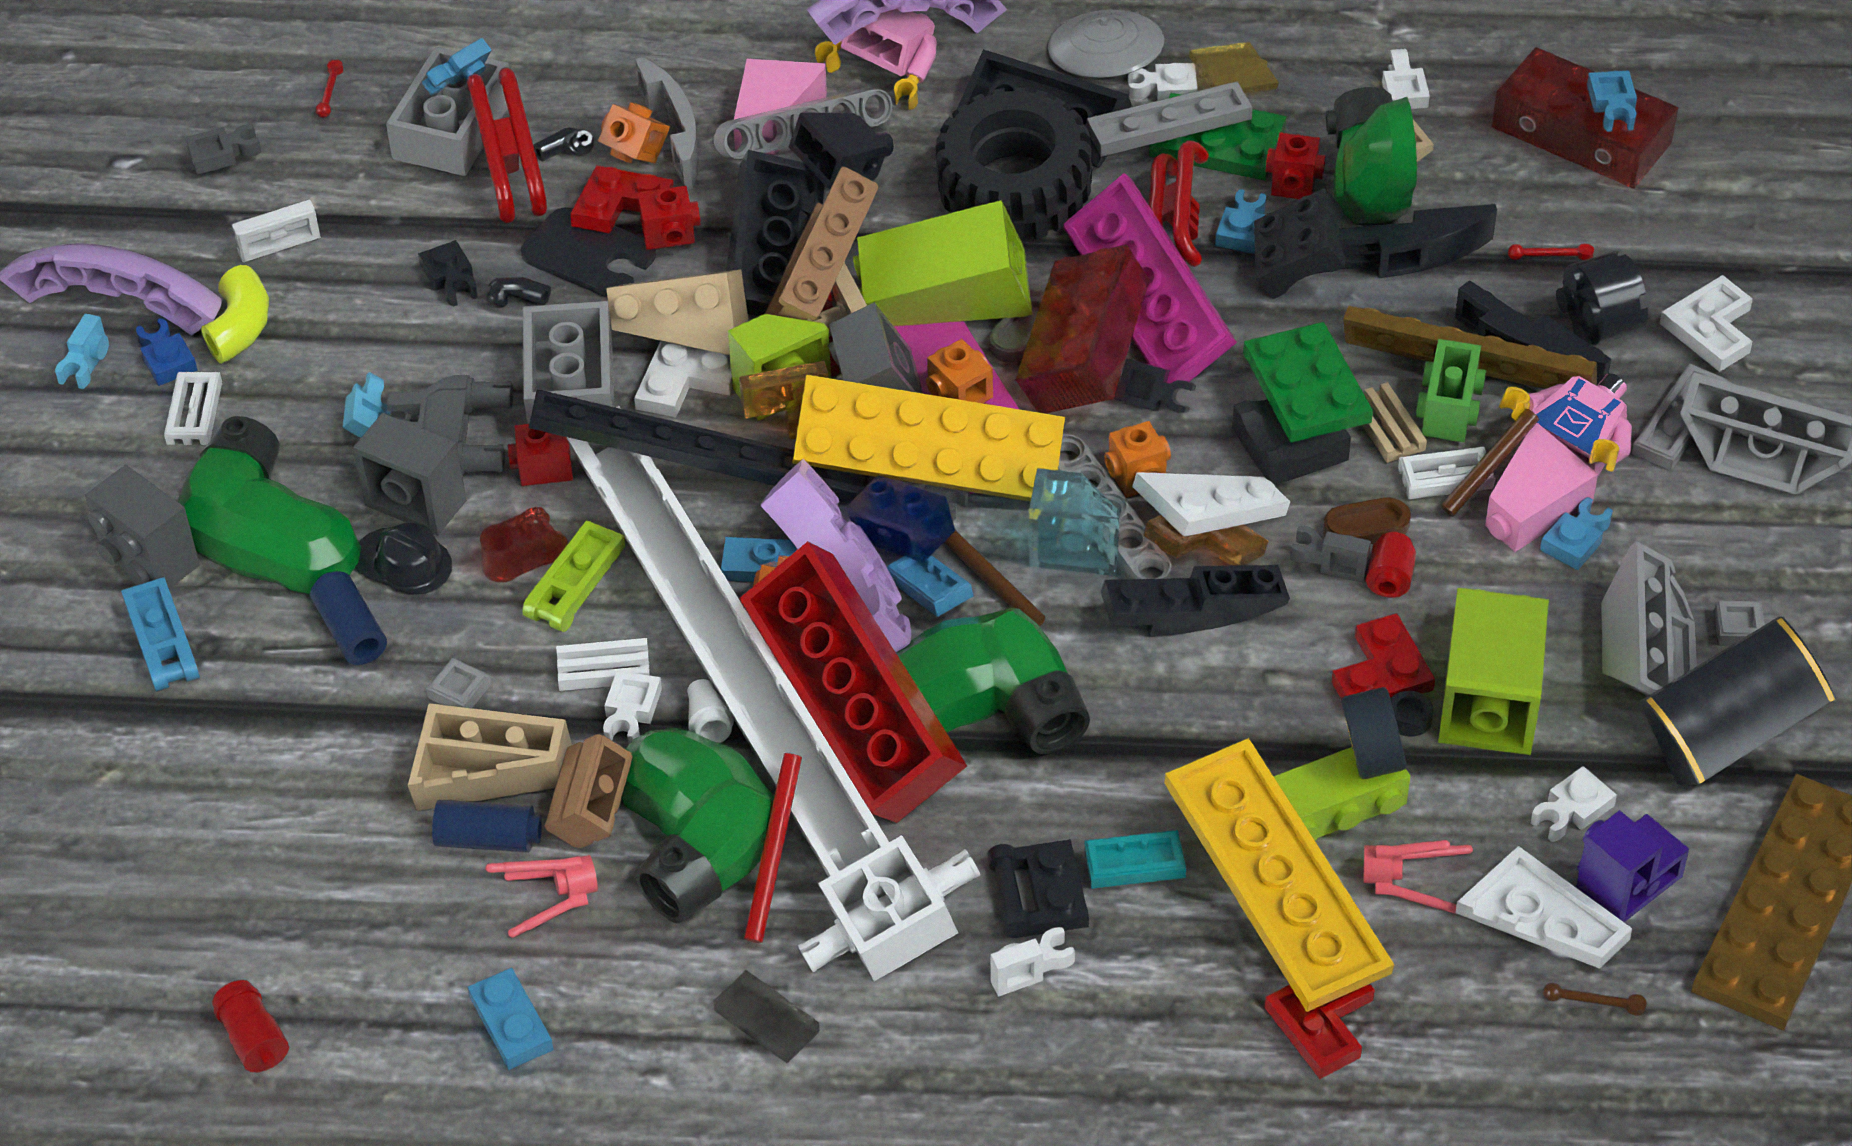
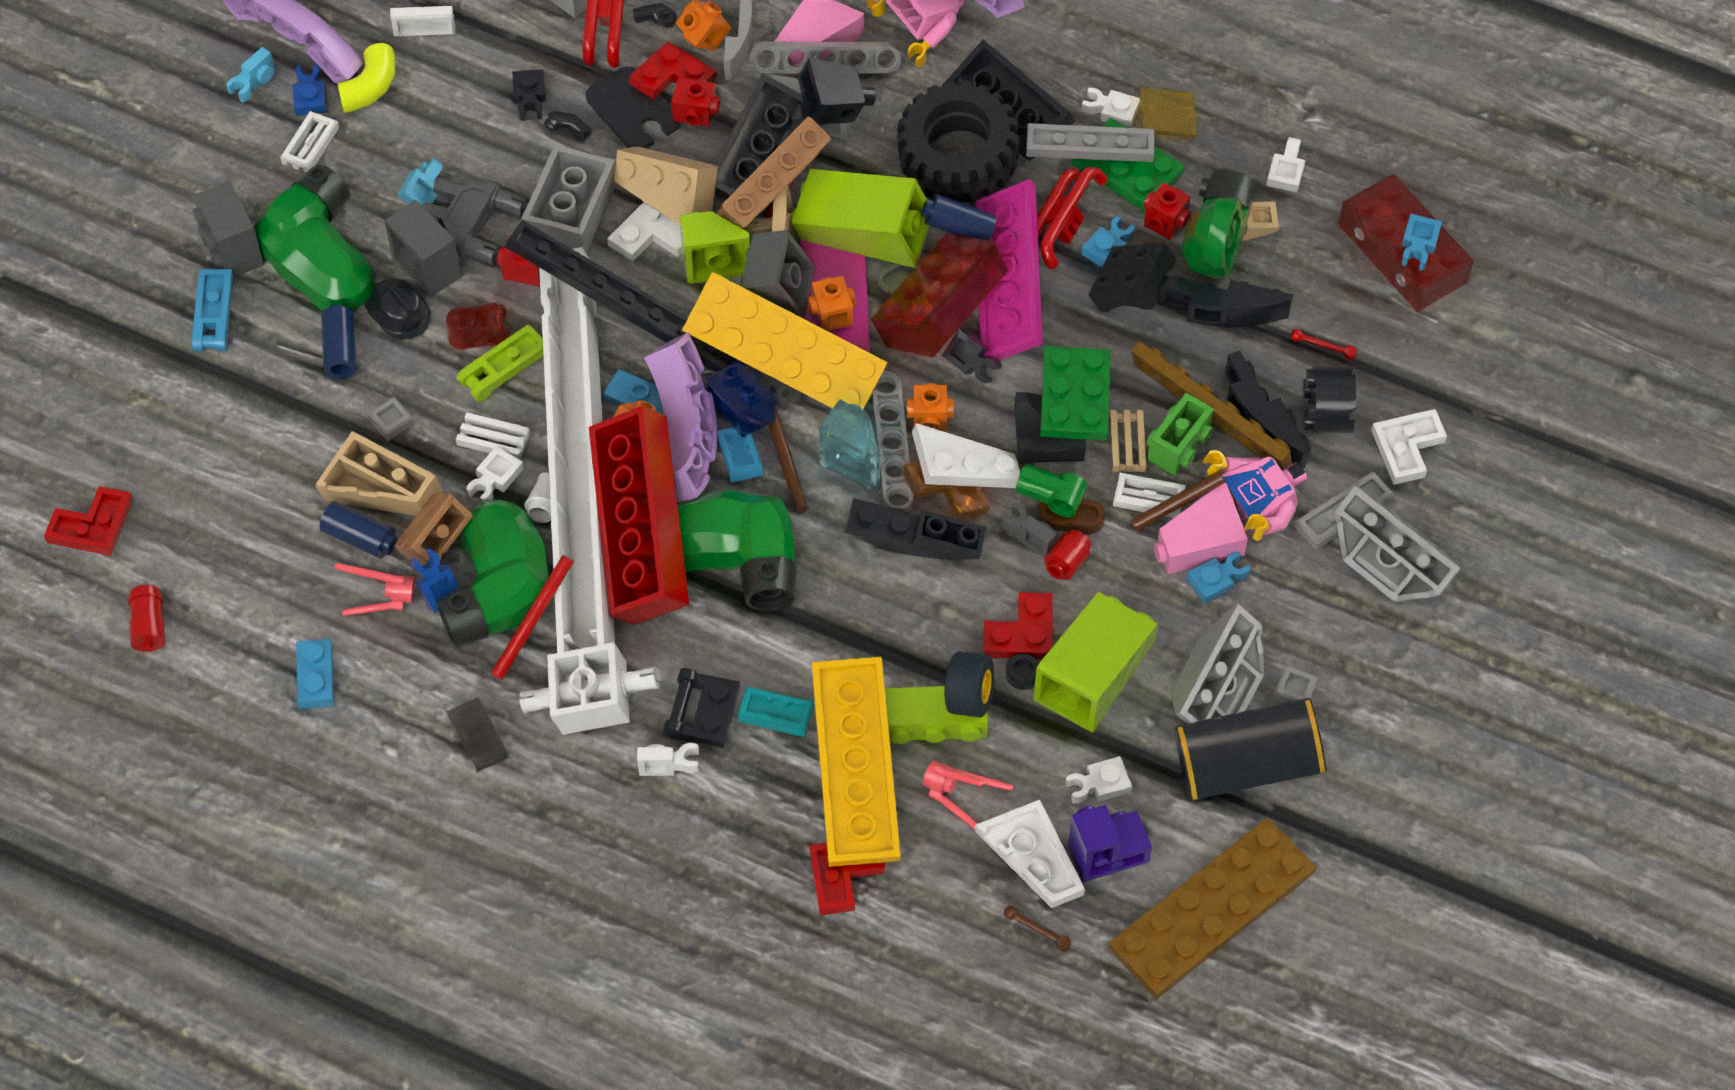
camera: 20 degrees right, 10 degrees up
(123, 946) = (92, 531): none -> red plate
(622, 848) = (436, 581): none -> blue plate
(778, 392) = (695, 272): clear orange plate -> none
(1061, 238) = (958, 218): none -> dark blue brick
(1105, 43) = (1085, 59): light grey hat -> none
(1349, 496) = (1060, 492): none -> green piece

